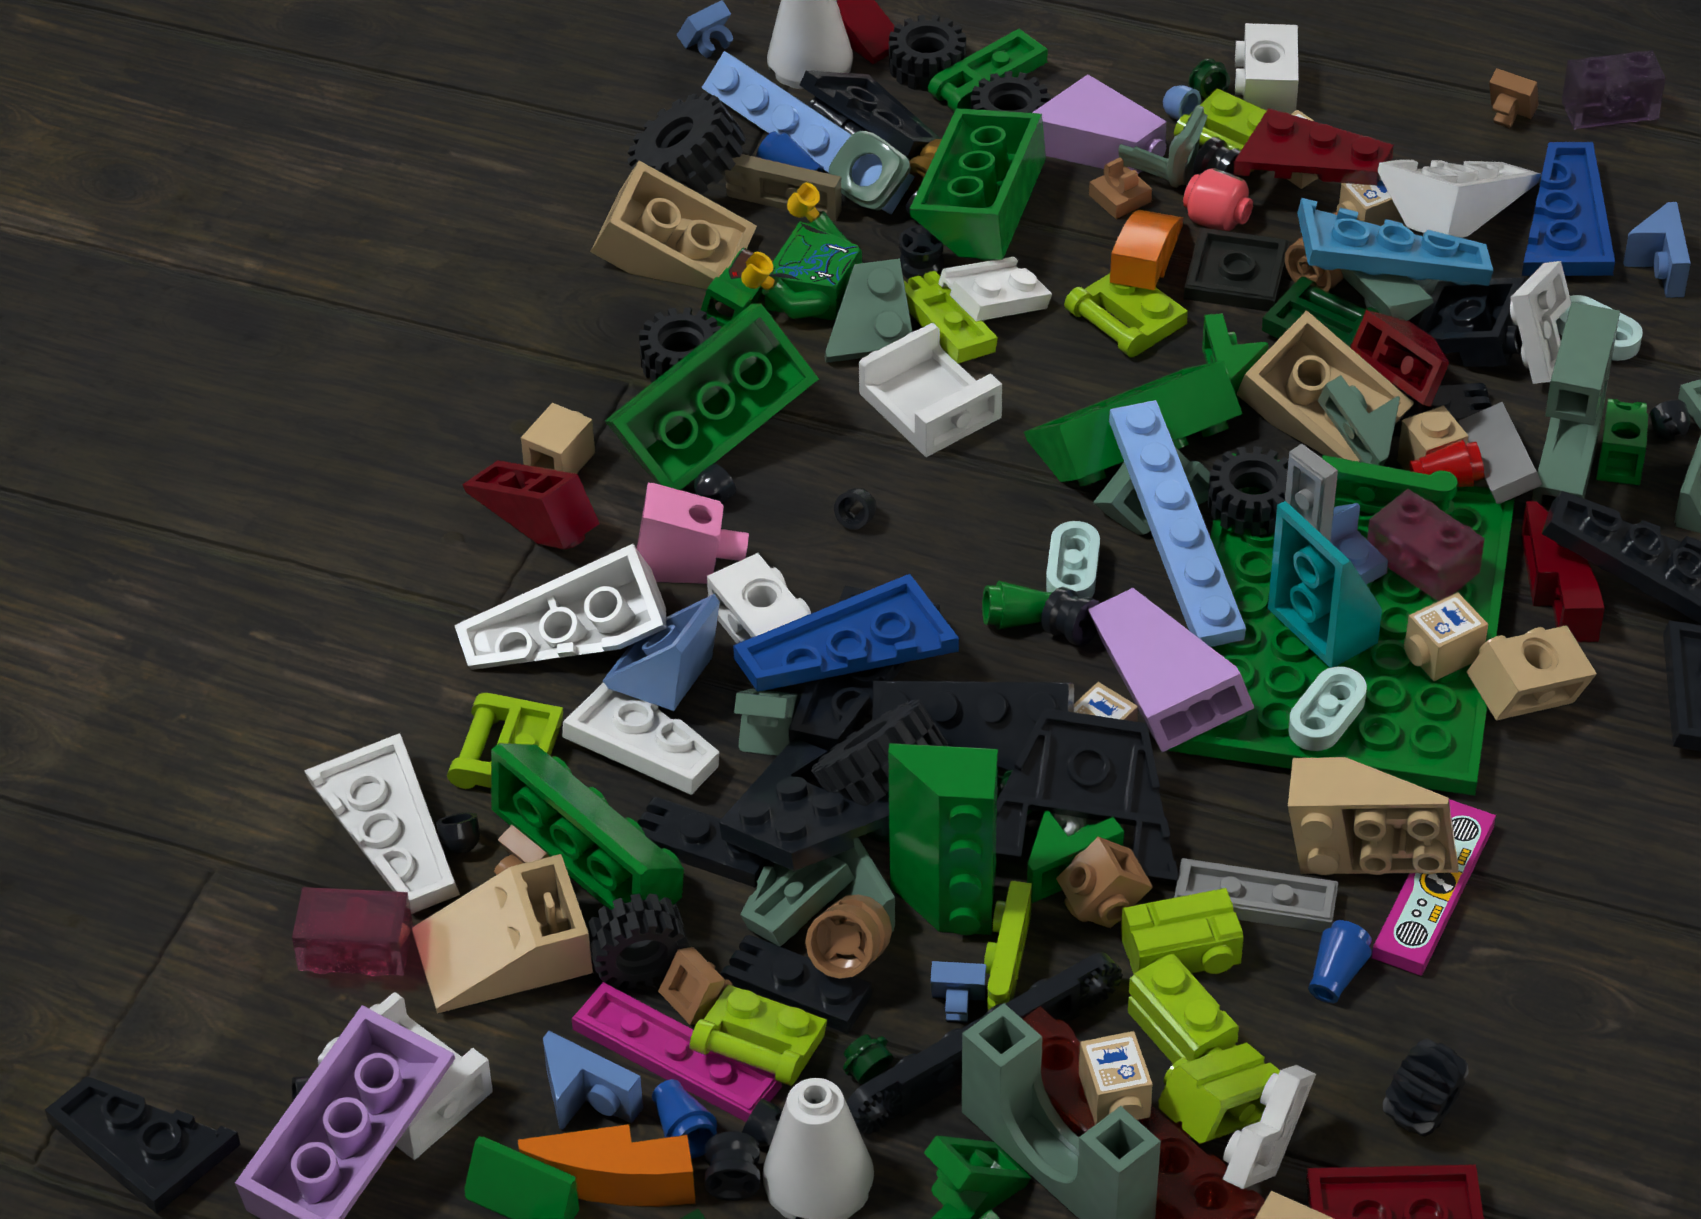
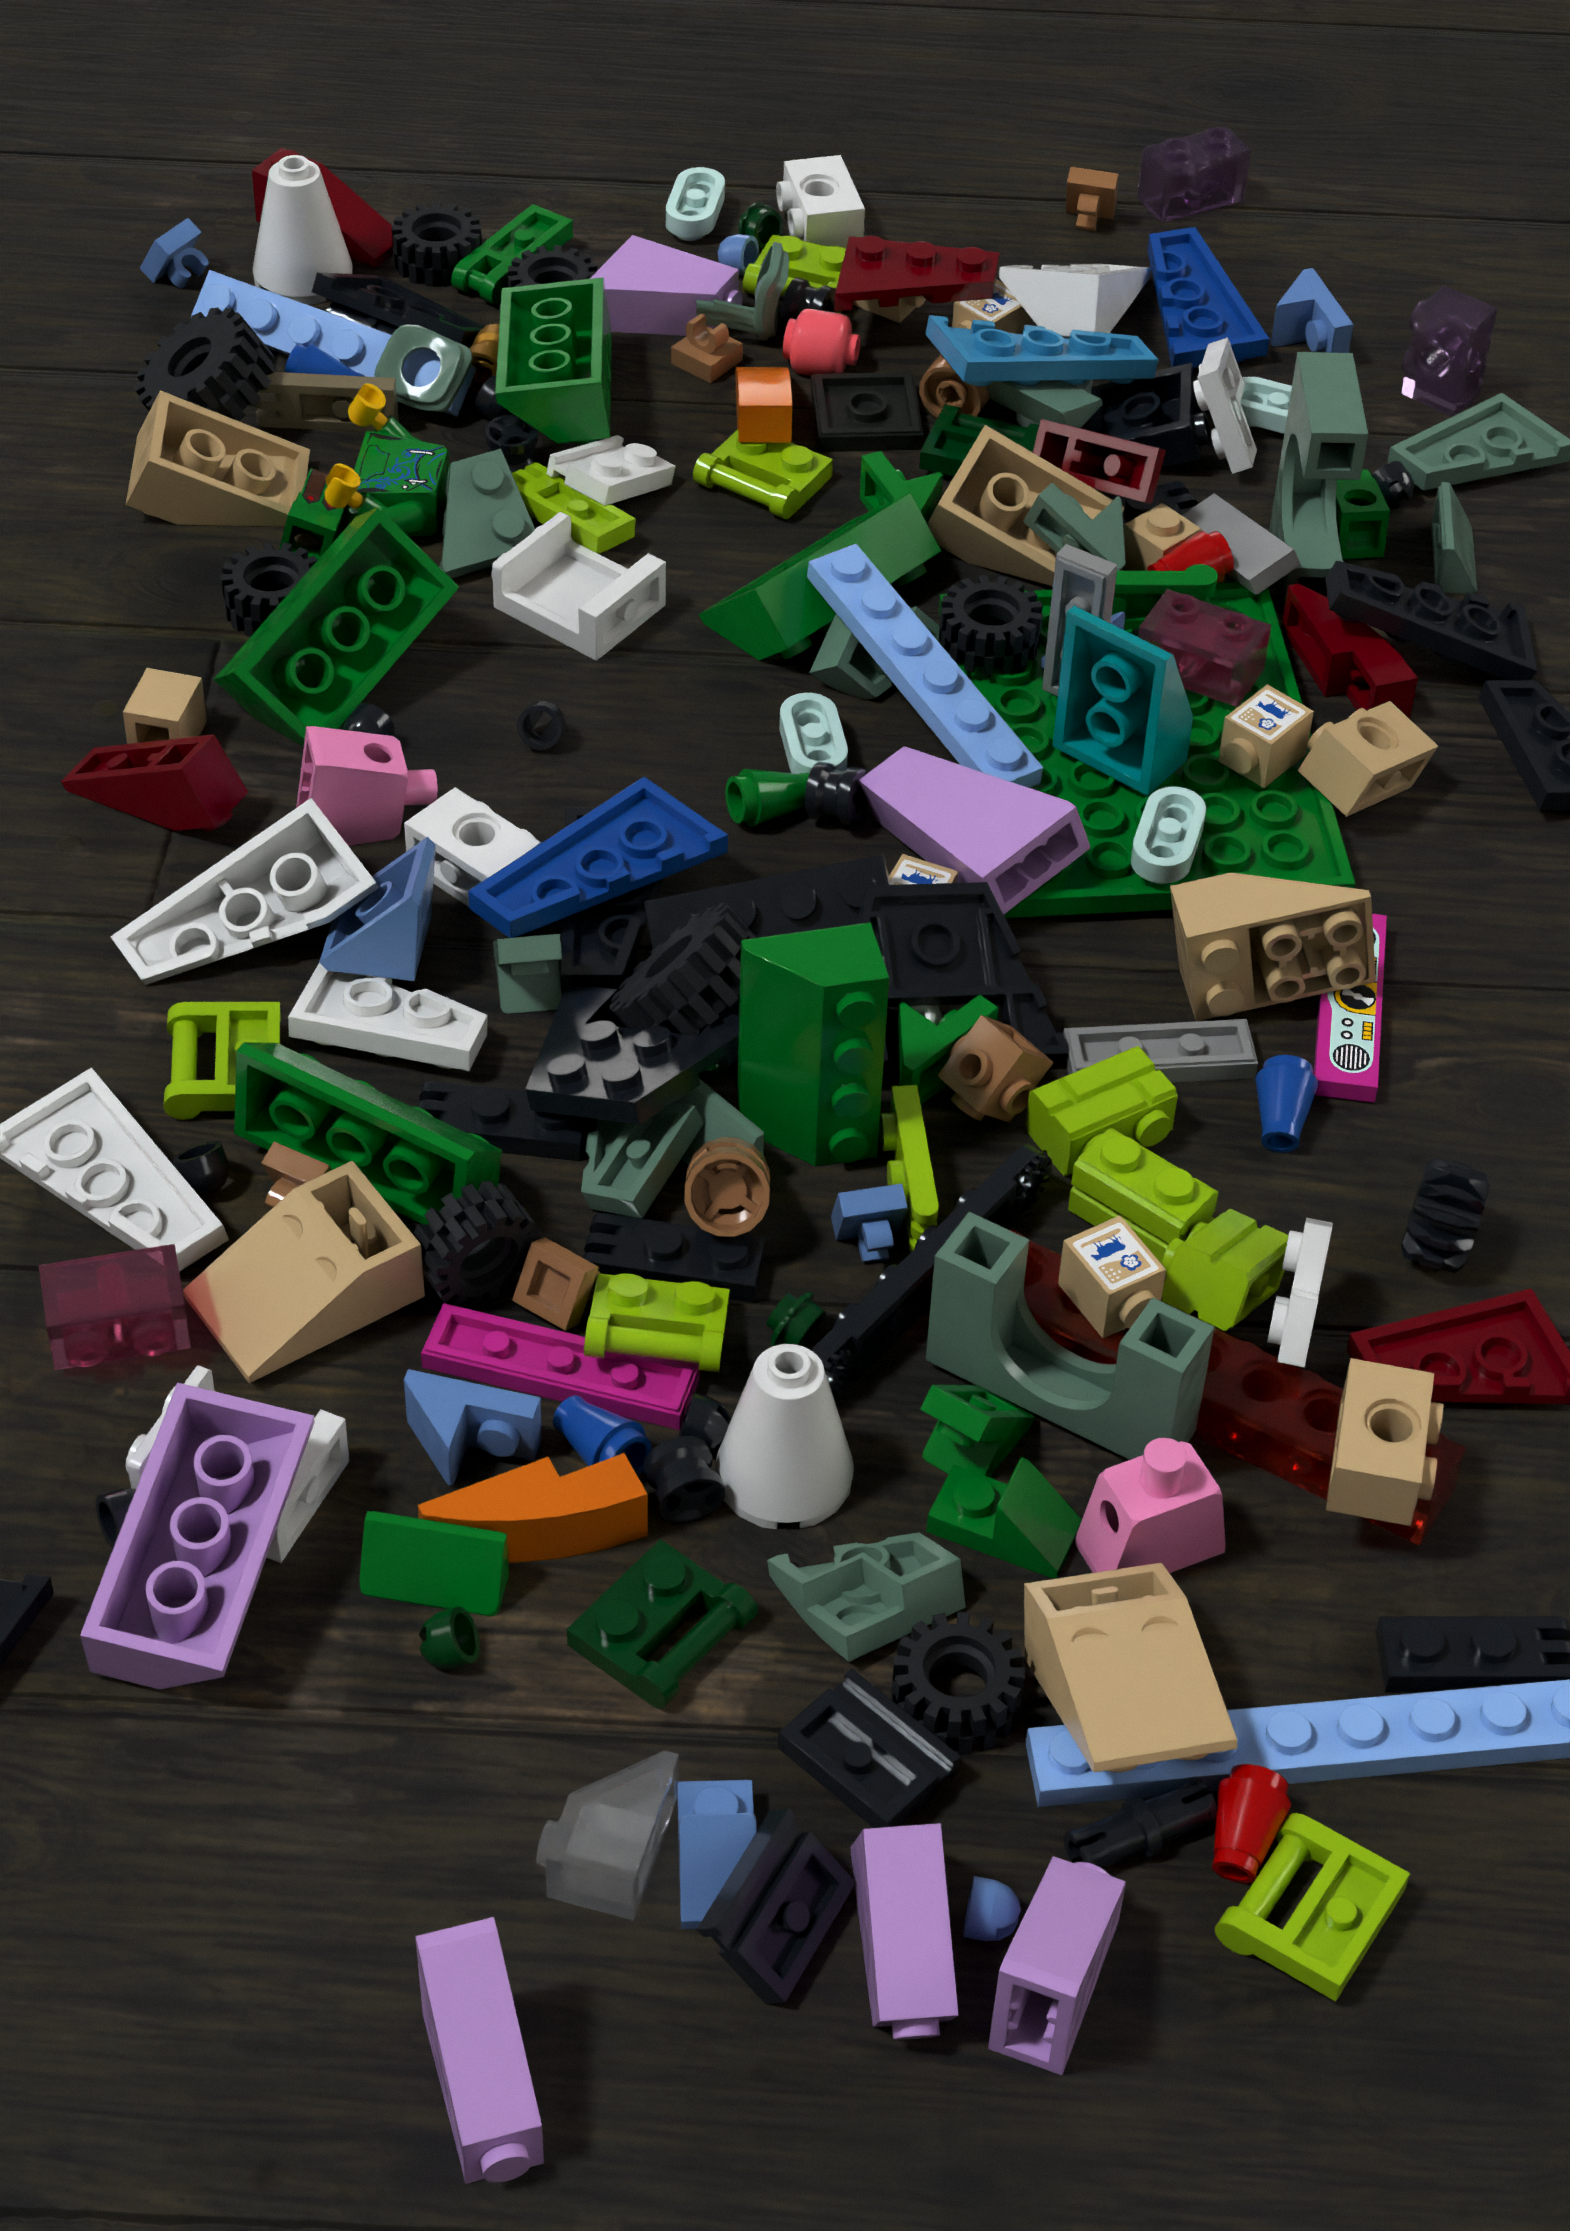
camera: 20 degrees left, 0 degrees up
(1161, 47) = (695, 203): none -> light aqua plate

